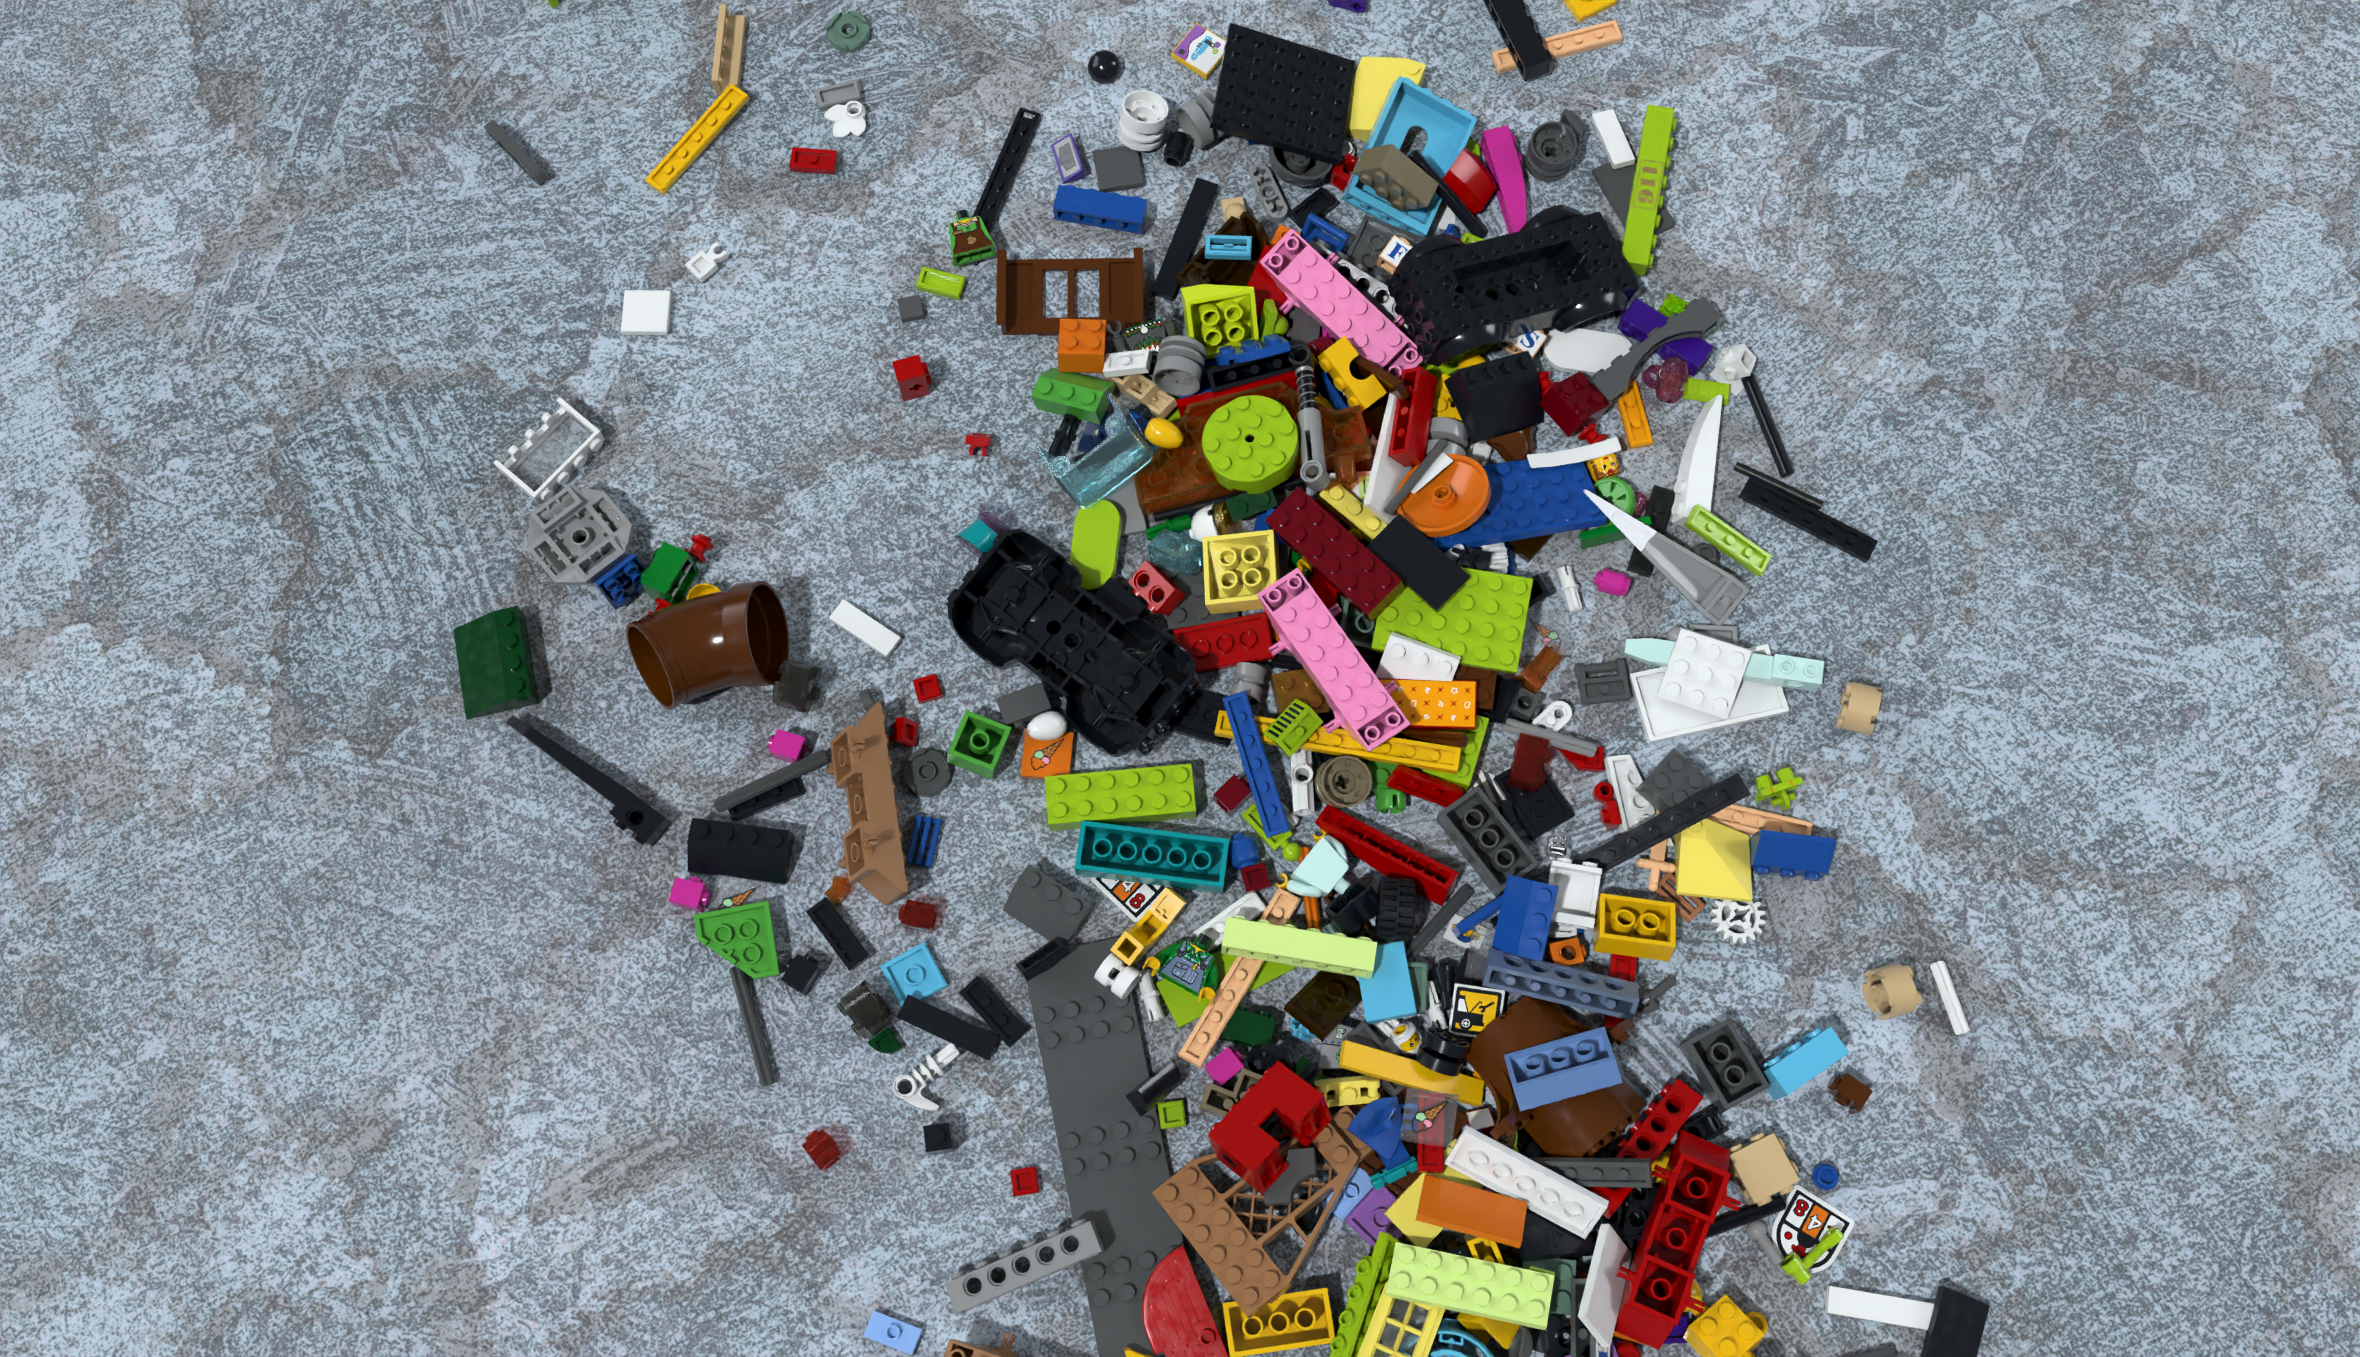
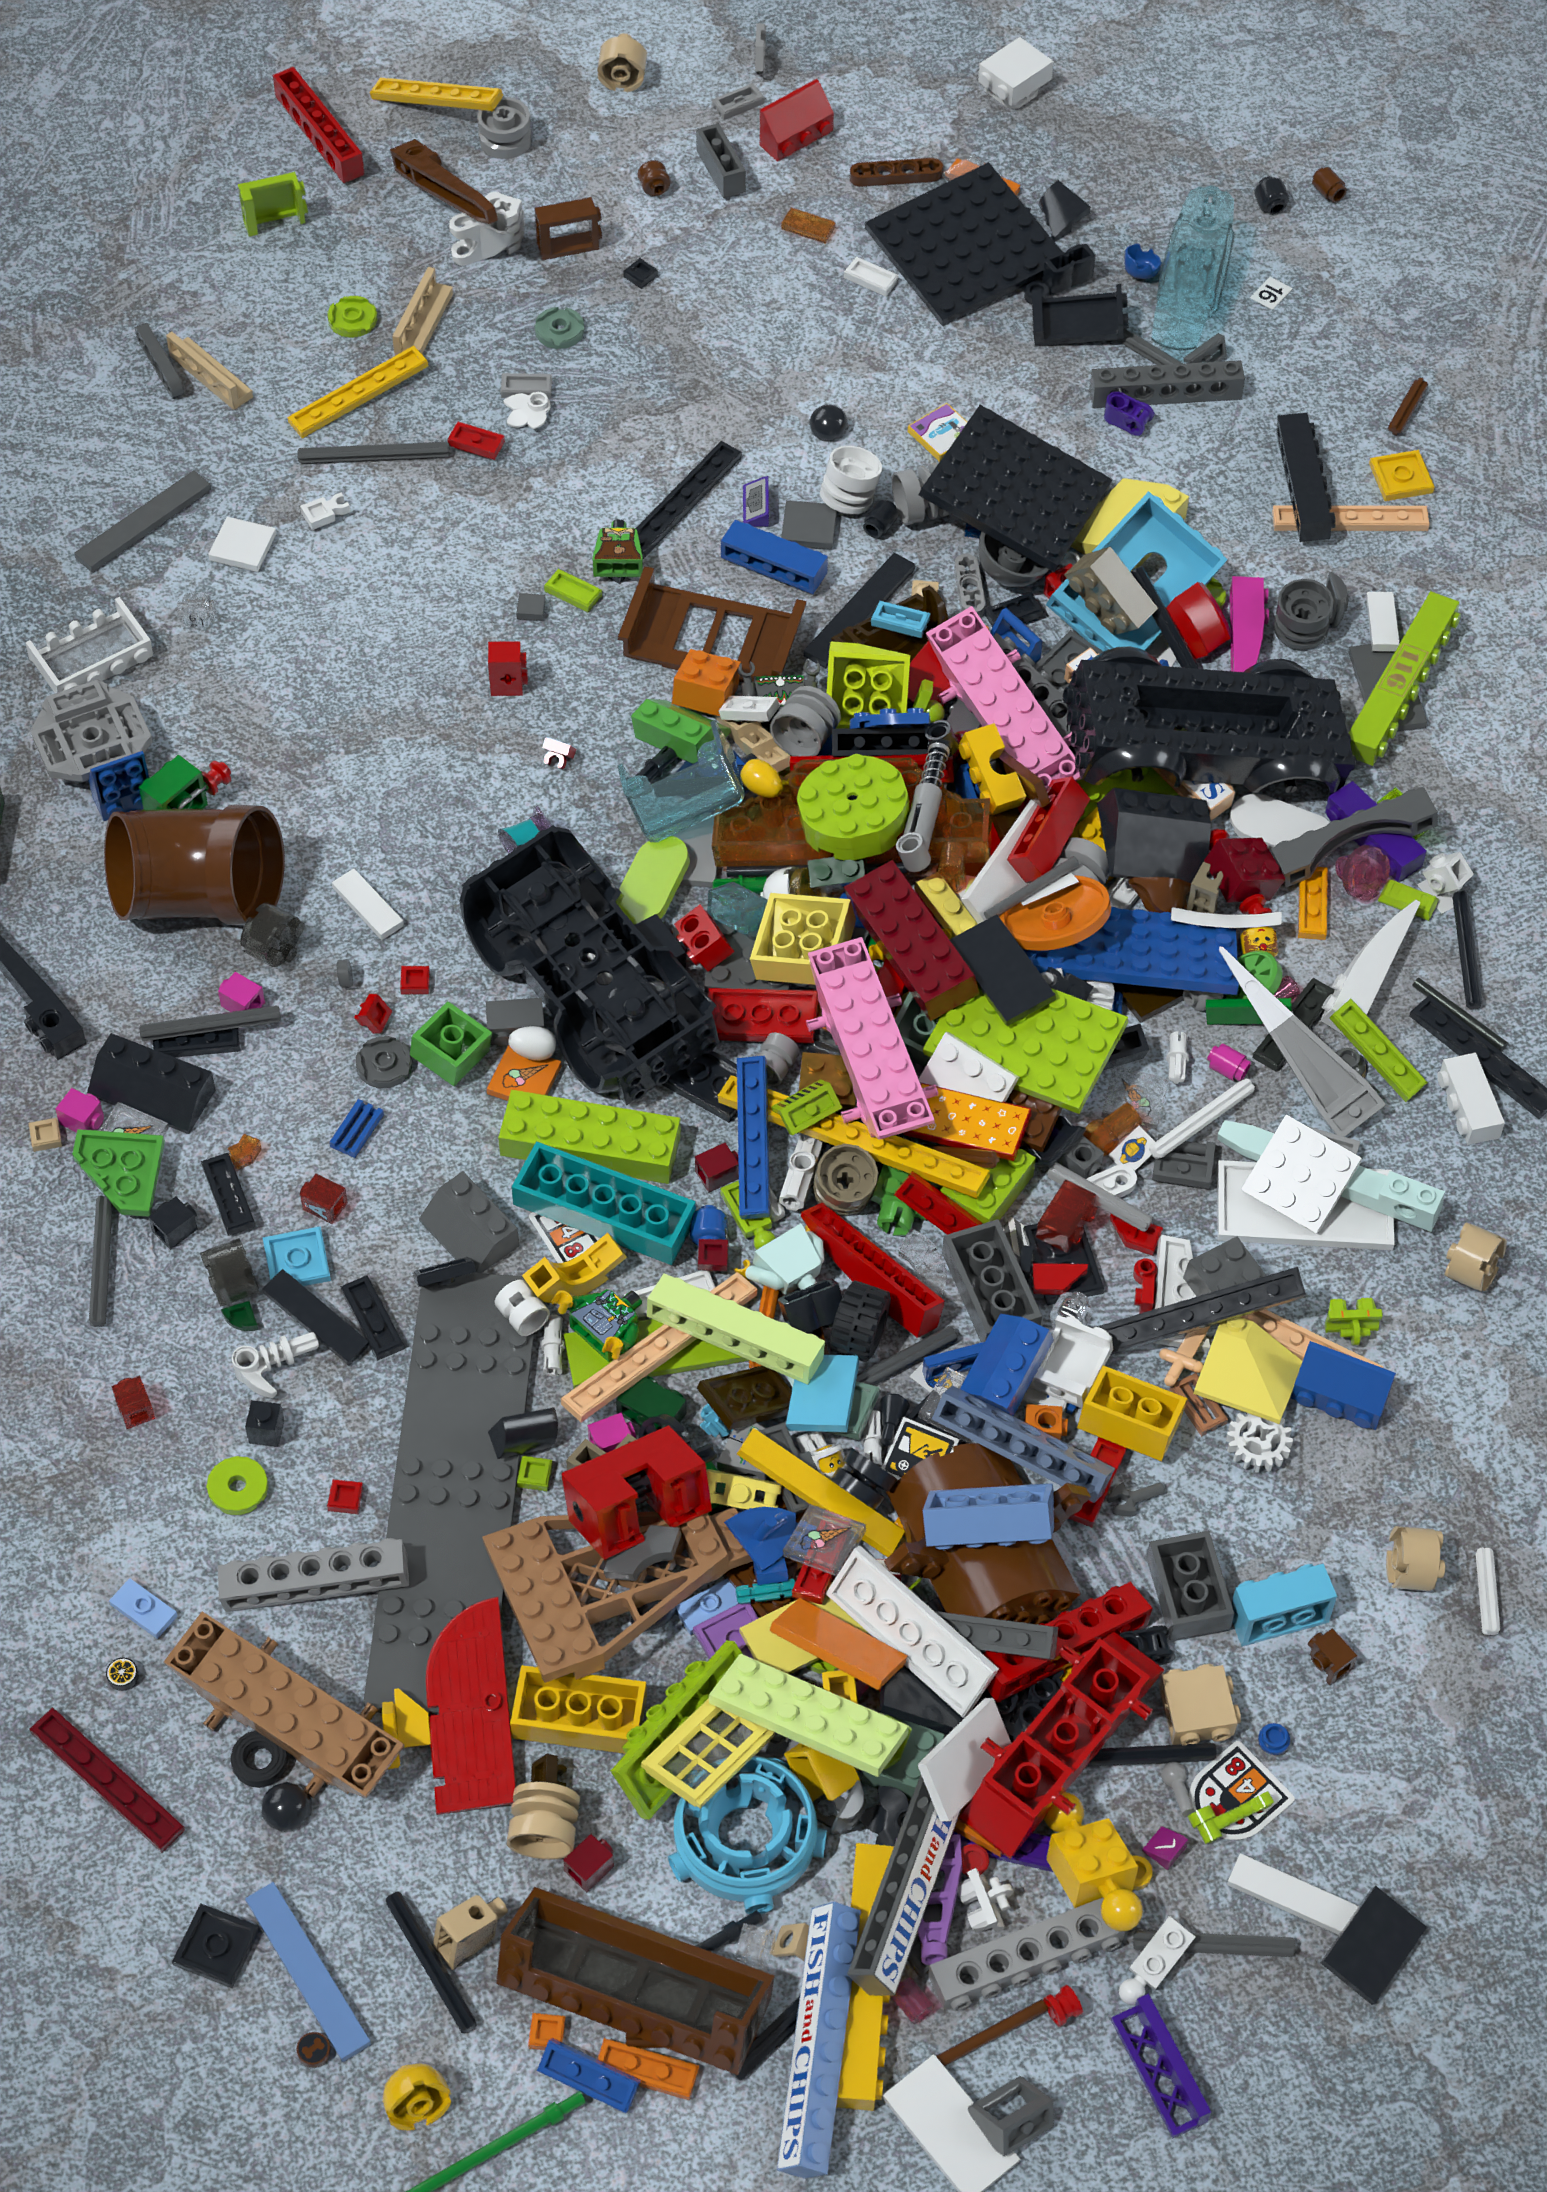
camera: 15 degrees right, 15 degrees down
(553, 312) = (142, 521): none -> dark grey tile
(562, 151) = (208, 371): none -> tan fence
(665, 920) = (45, 1134): none -> tan tile
(668, 65) = (352, 316): none -> lime tile
(729, 194) = (373, 452): none -> dark grey axle
(874, 841) = (300, 1103): medium nougat piece -> none
(918, 1198) = (233, 1470): none -> lime tile
(1535, 819) = (1056, 1277): none -> red tile
(1550, 437) = (1204, 891): none -> dark tan hinge
(1560, 683) = (1133, 1149): none -> sticker
(1606, 641) = (1201, 1118): none -> white axle
(1770, 1296) = (1165, 1847): none -> magenta slope
(1811, 562) = (1471, 1099): none -> white brick

